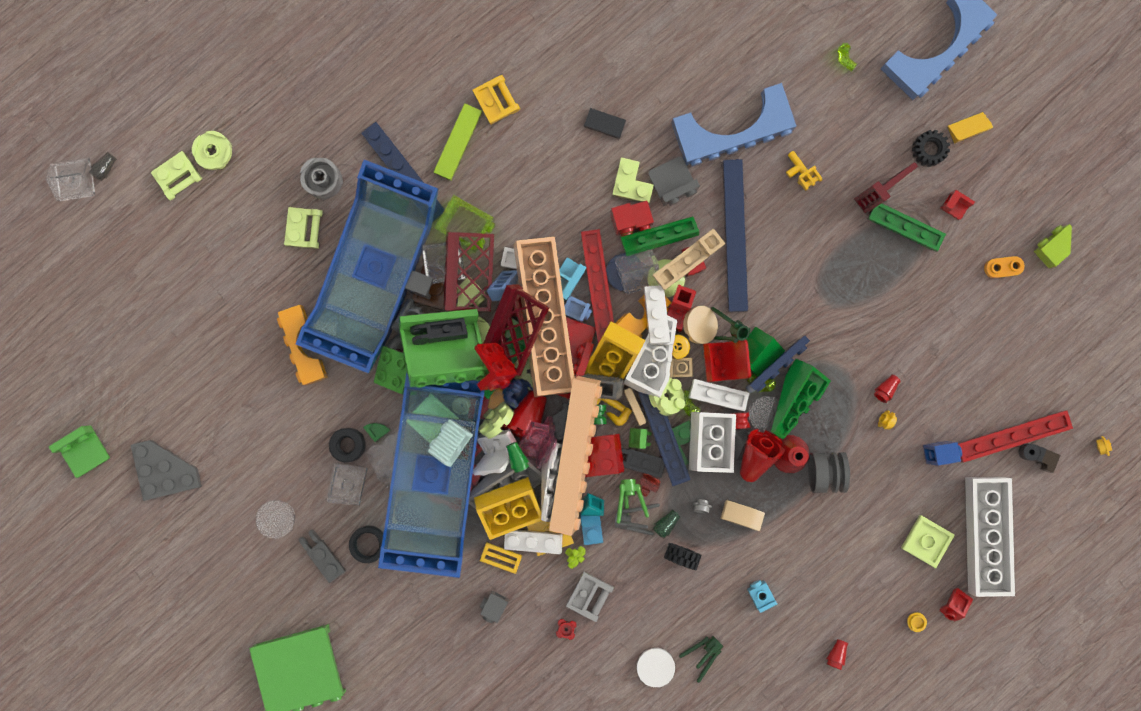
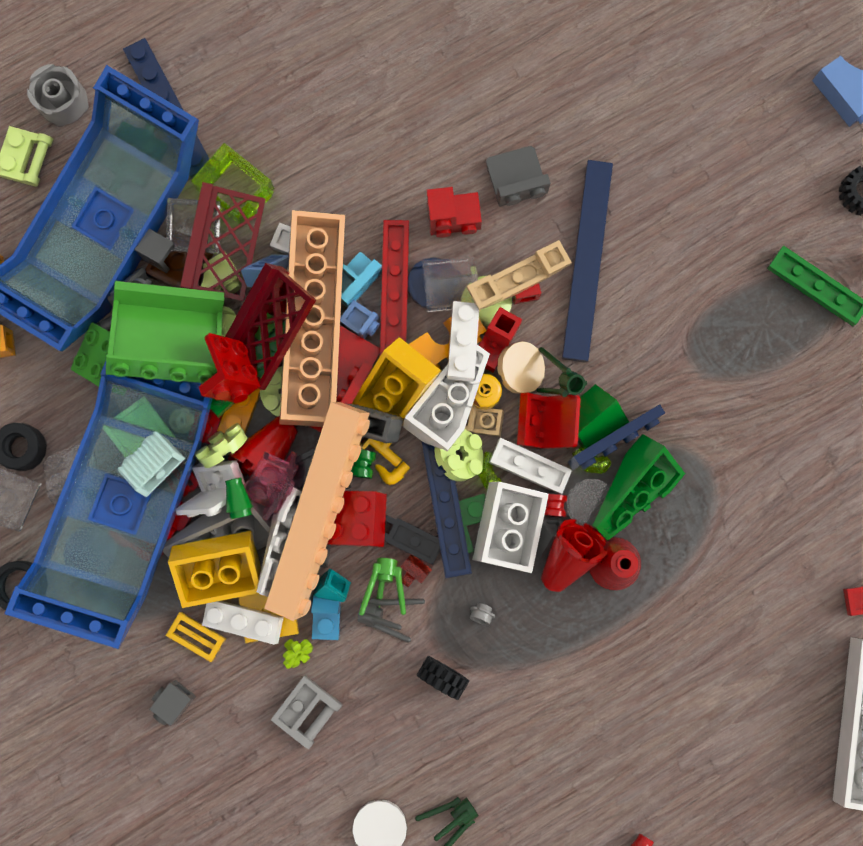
camera: 15 degrees right, 5 degrees down
(376, 430) = (63, 436): green tile -> none
(439, 331) = (165, 311): black hinge -> none
(457, 142) = (245, 81): lime tile -> none
(490, 103) = (297, 38): yellow plate -> none
(516, 392) = (256, 413): dark blue hair -> none
(566, 634) = (258, 755): red plate -> none
(604, 123) = (440, 89): black tile -> none
(626, 183) = (456, 171): yellowish green plate -> none
(634, 406) = (414, 461): tan tile -> none
(638, 438) = (411, 505): bright green tile -> none
(659, 236) = (487, 243): green plate -> none
(666, 524) = (429, 629): clear green cone -> none
(700, 144) = (561, 135): medium blue arch -> none
(742, 515) = (535, 636): tan slope -> none
(761, 587) = (551, 763): medium azure brick -> none
(805, 173) = (694, 198): yellow arm -> none
(832, 472) = (668, 597): dark grey wheel -> none
(843, 56) = (766, 56): clear neon green arm -> none
(878, 193) = (790, 223): dark red fence -> none
(886, 390) = (759, 498): red cone -> none
(887, 420) = (754, 539): yellow plate -> none
(916, 622) = (754, 829): yellow plate -> none
(927, 541) = (786, 717): yellowish green plate -> none
(942, 453) = (825, 597): blue brick -> none
(957, 605) = (814, 816): red bracket -> none

